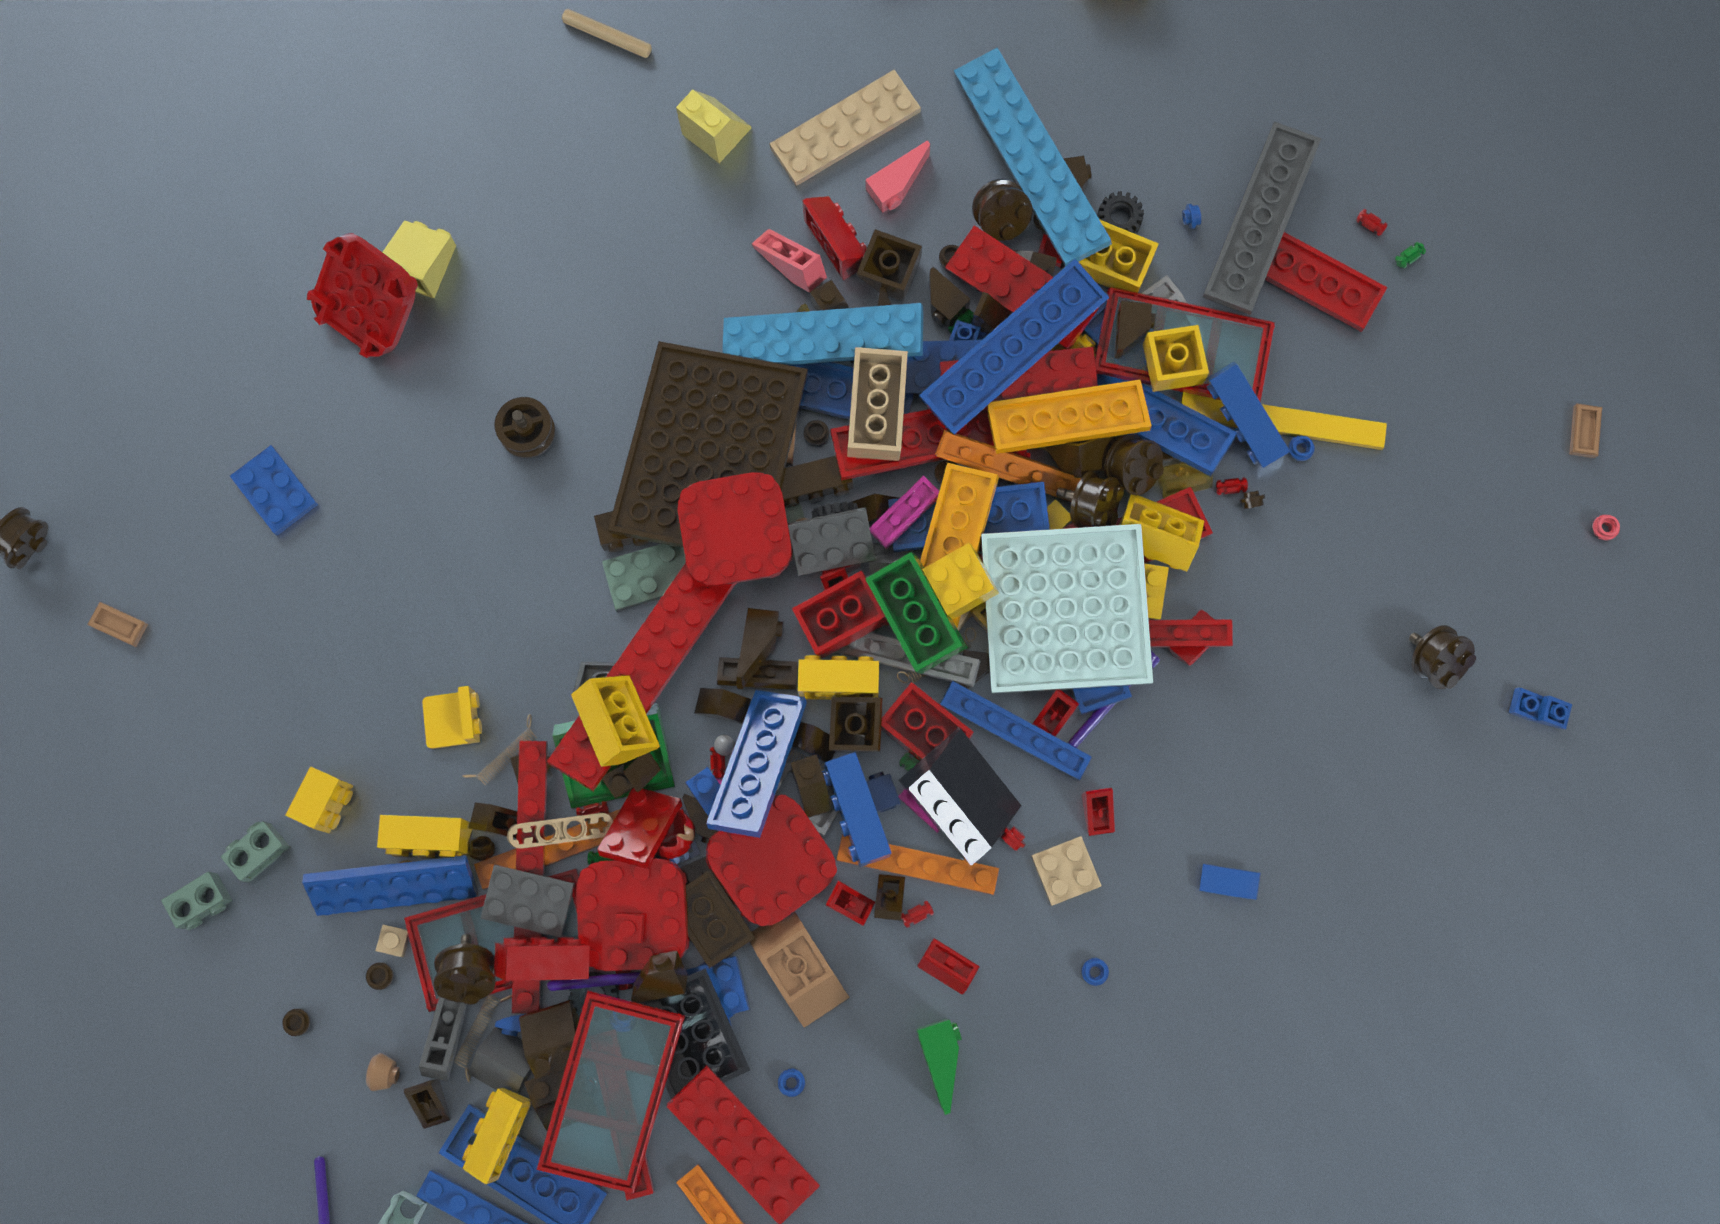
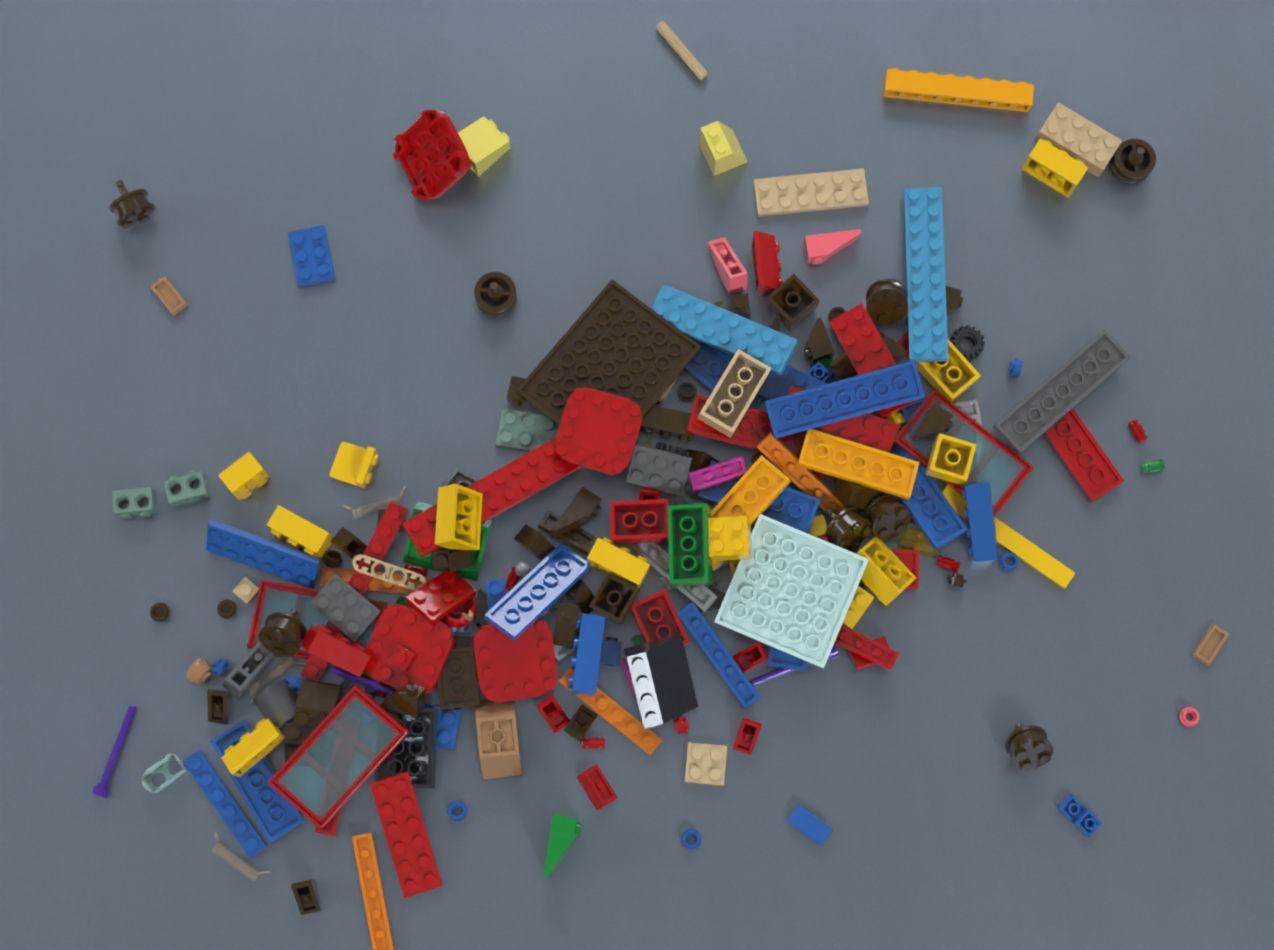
camera: 20 degrees right, 0 degrees up
(405, 1052) = (220, 666): none -> blue plate

